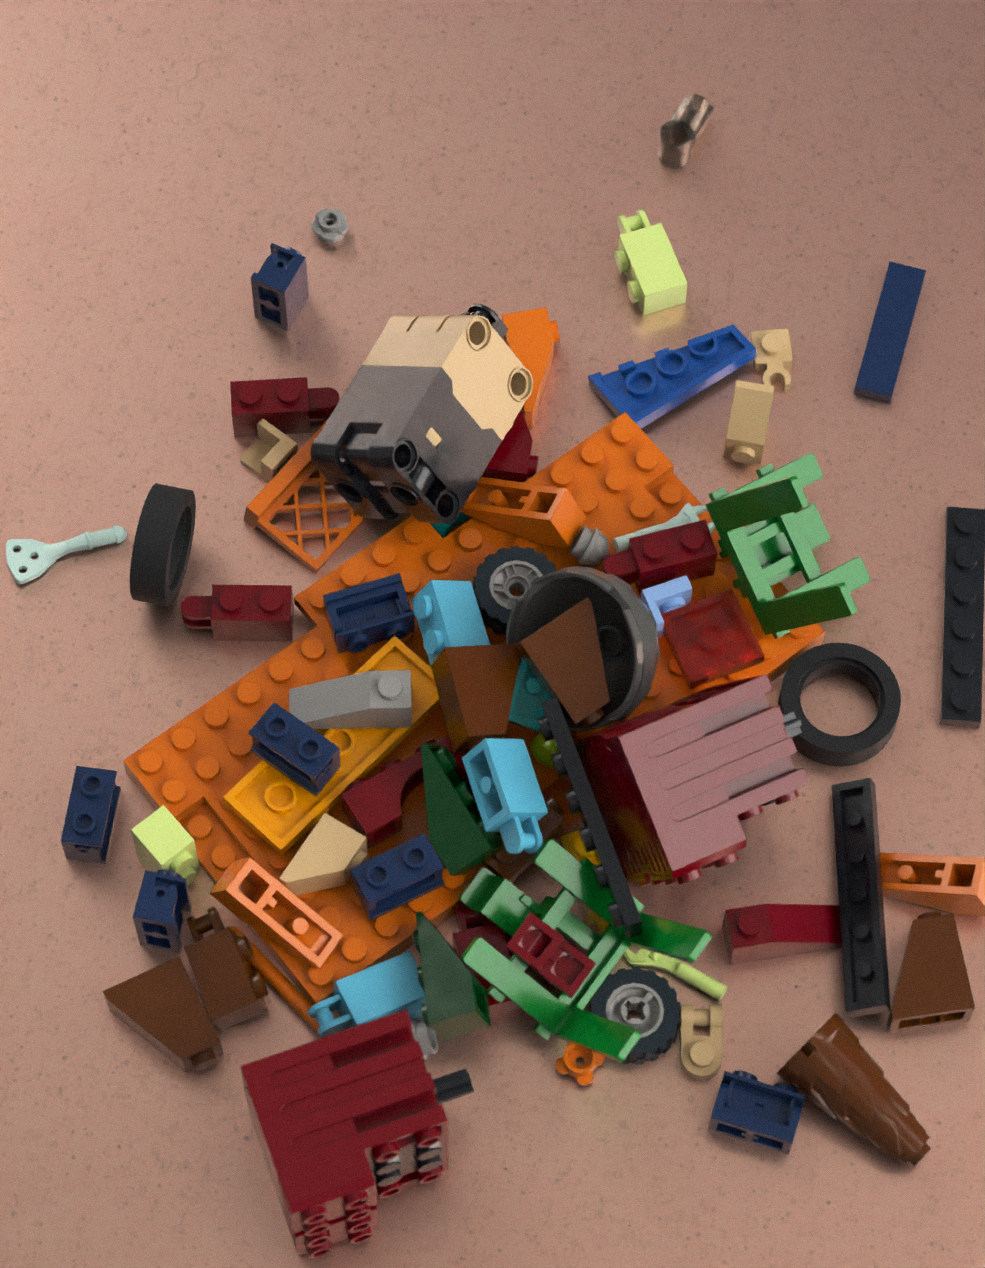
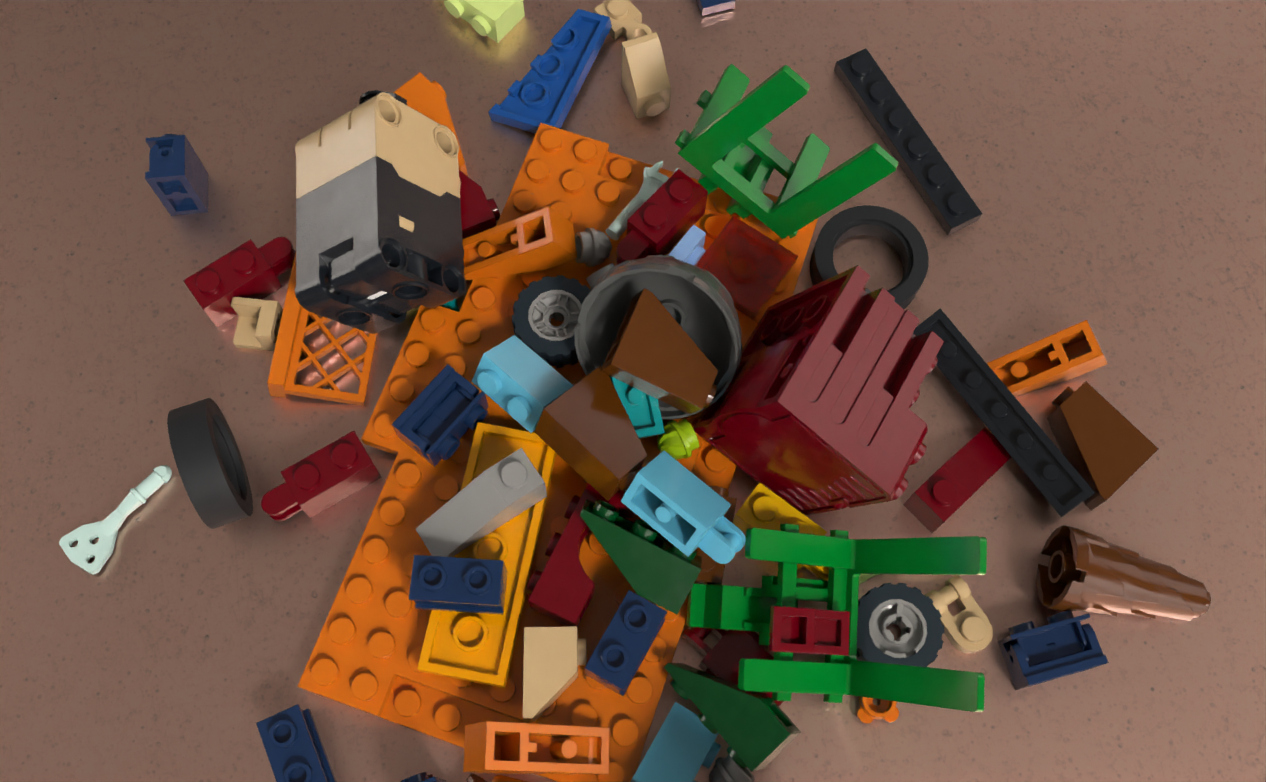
camera: 35 degrees left, 5 degrees up
(165, 845) = (392, 749): yellowish green brick -> none
(330, 233) = (193, 111): light grey plate -> none
(594, 833) = (781, 497): black plate -> none

